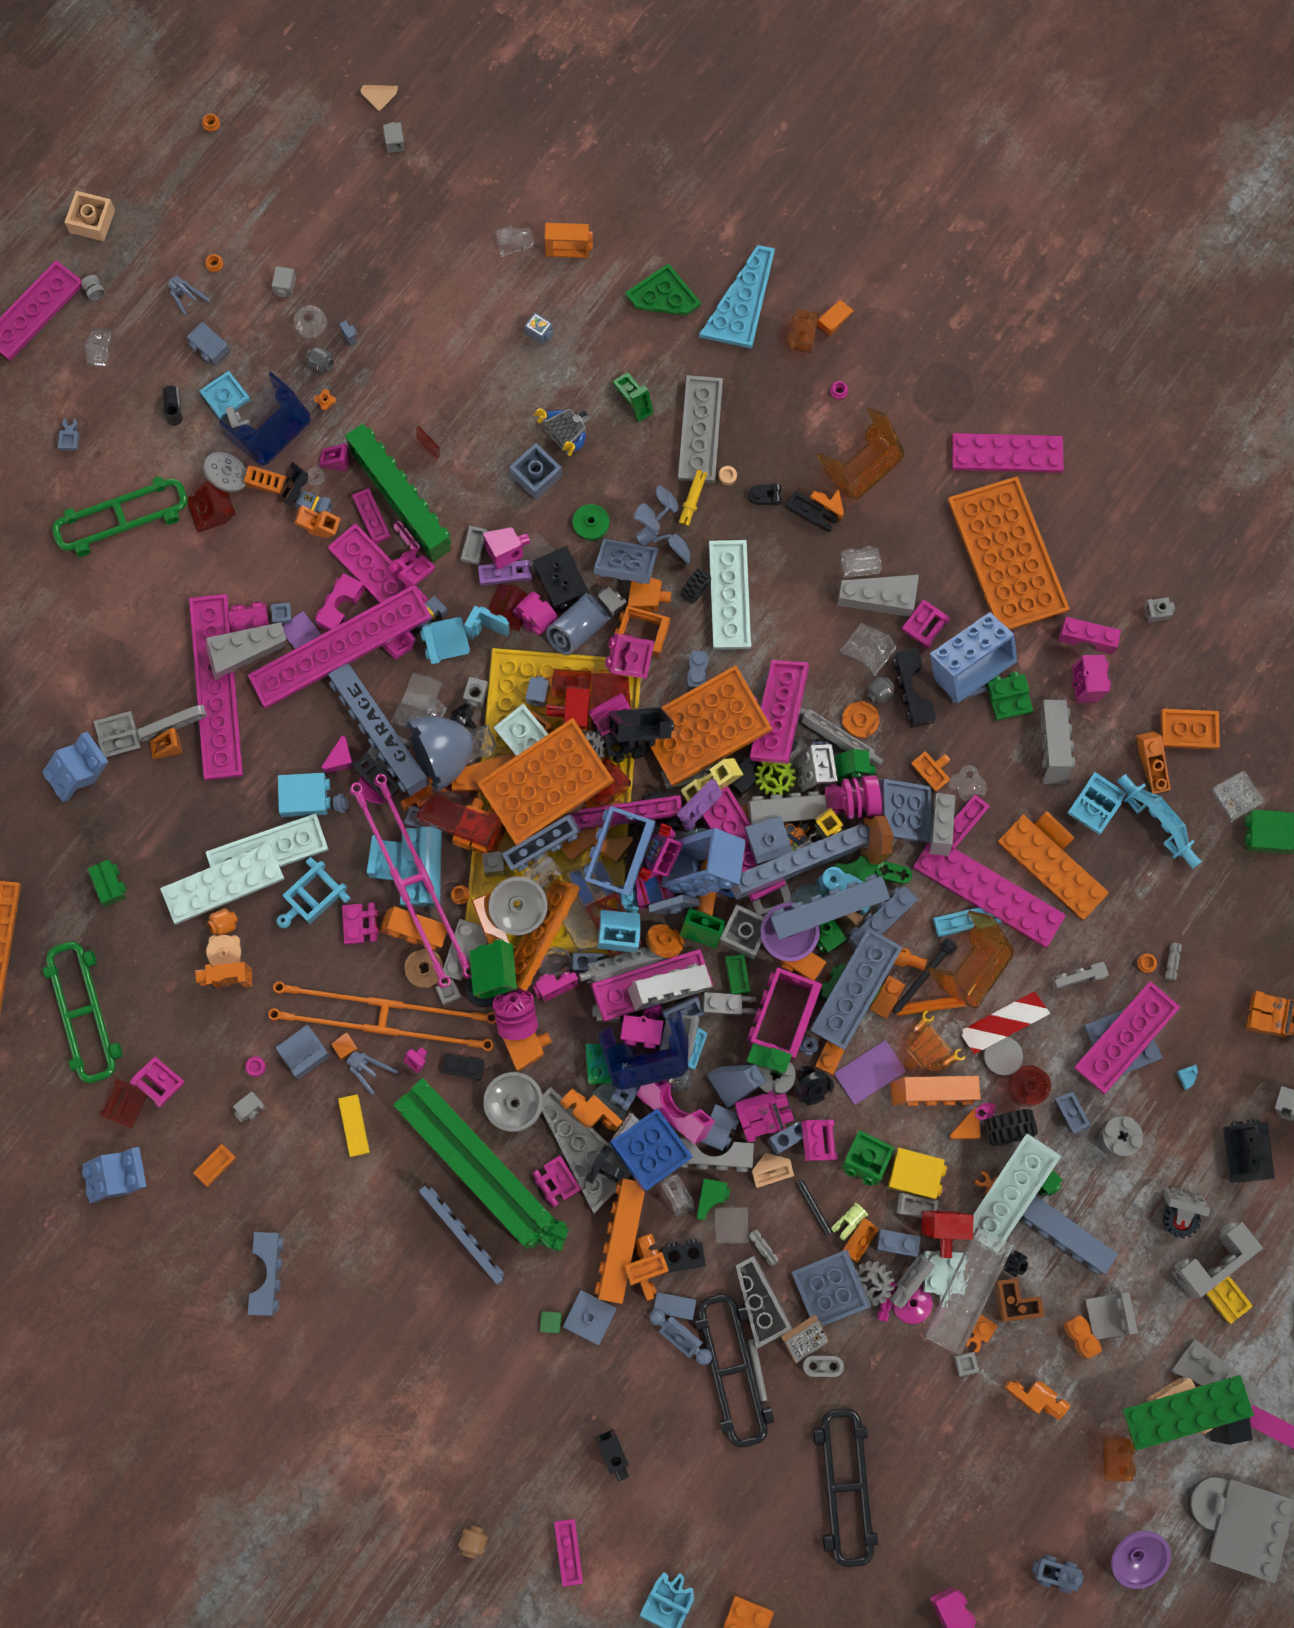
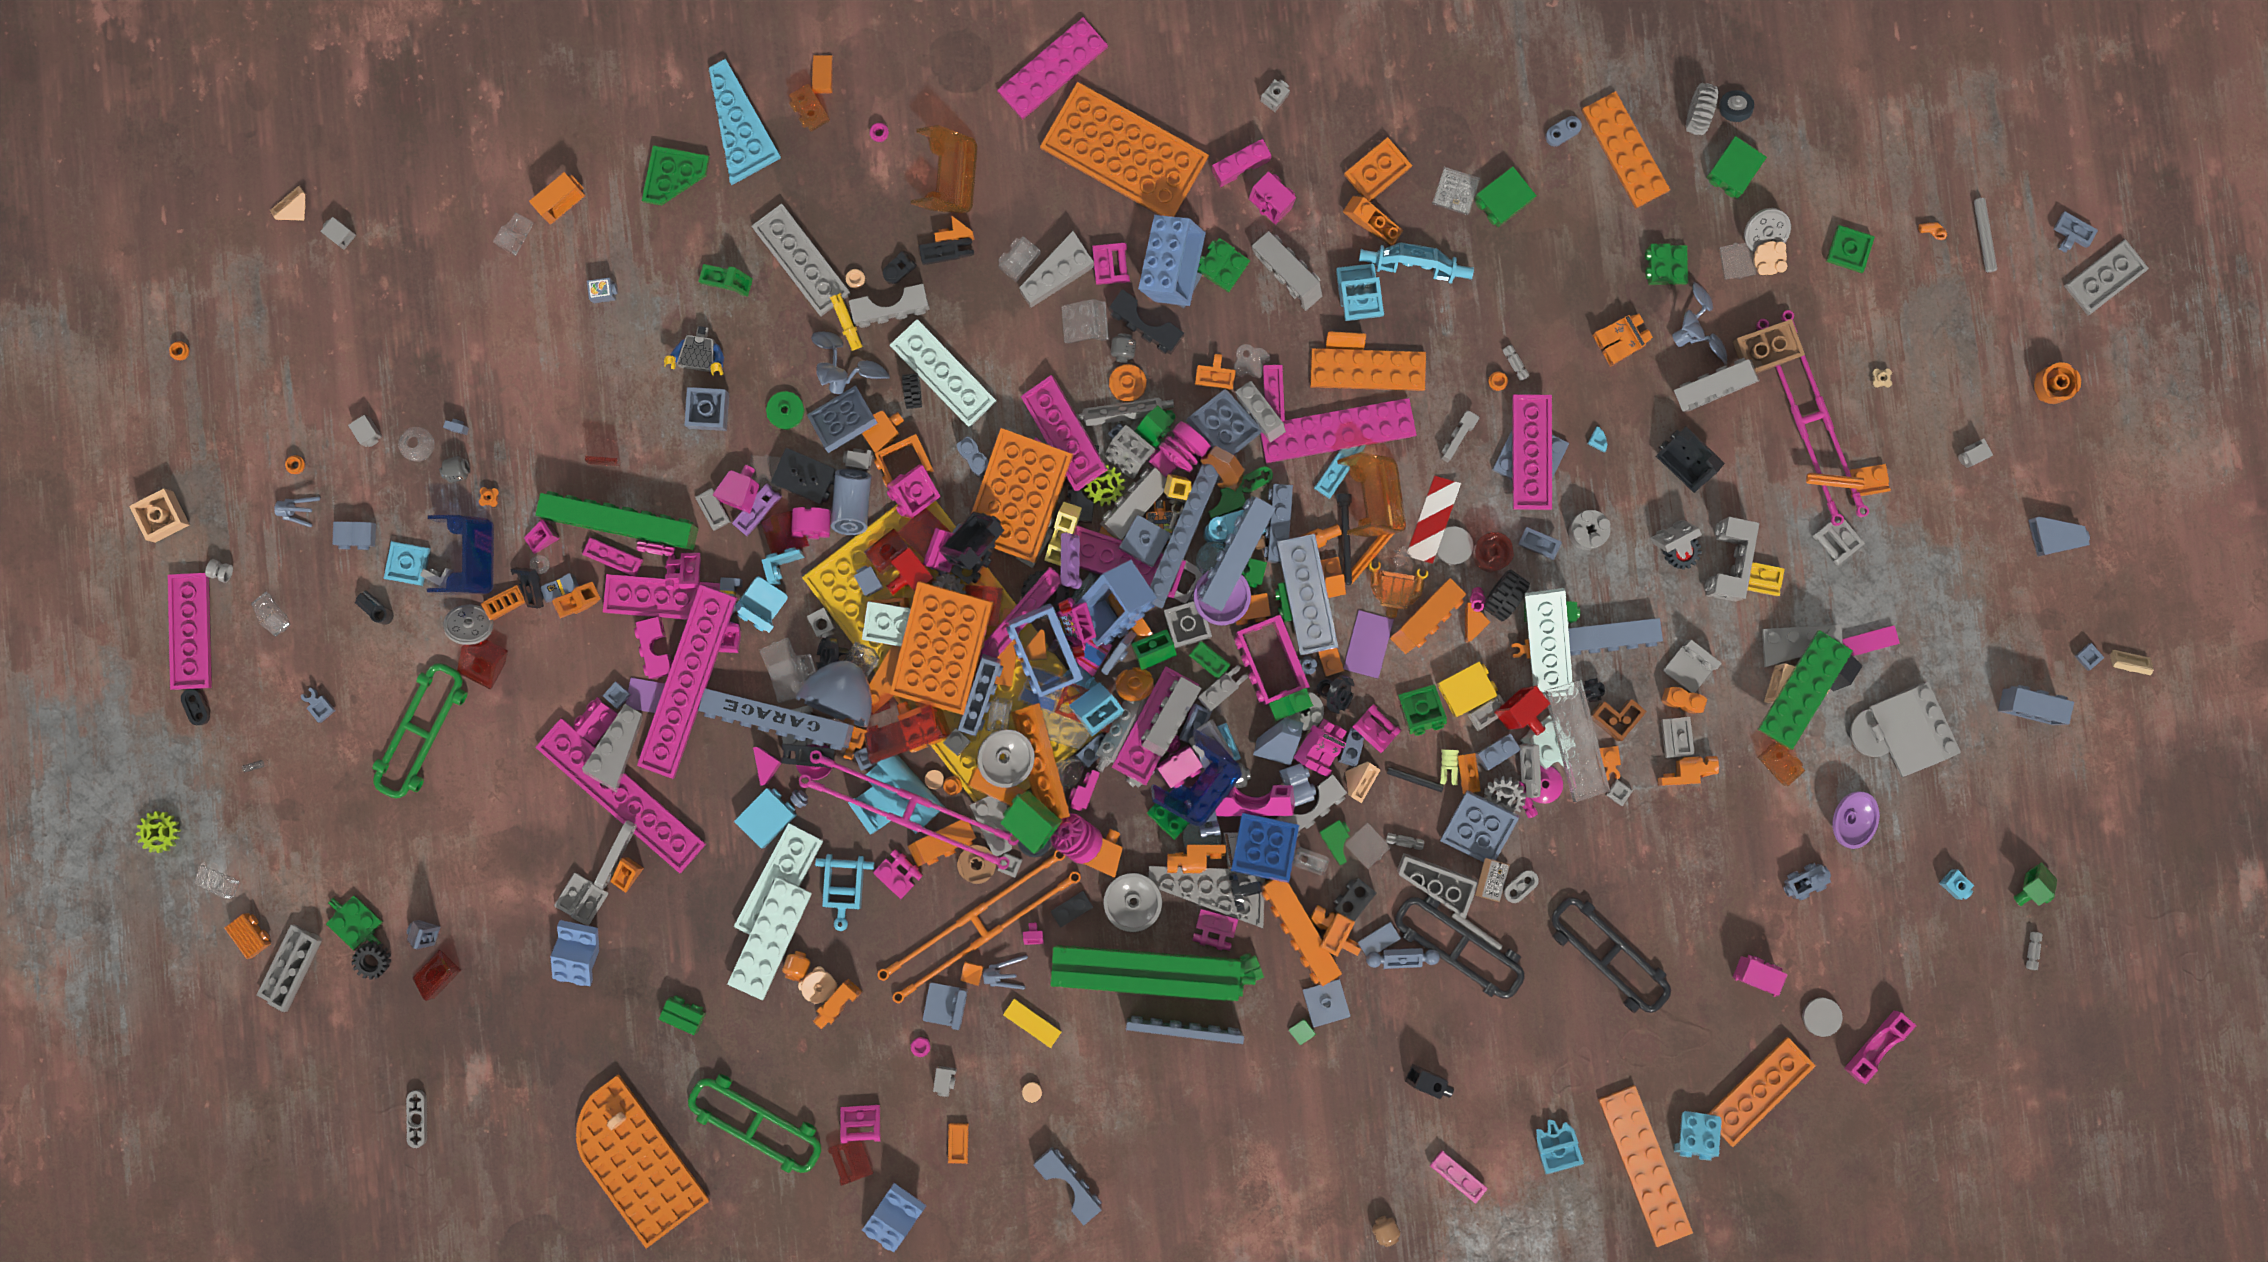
camera: 40 degrees left, 10 degrees up
(305, 1177) = (1032, 1092): none -> light nougat tile
(451, 878) = (934, 779): none -> light nougat tile
(753, 525) = (913, 301): none -> light grey arch
(1051, 1362) = (1677, 737): none -> light grey plate

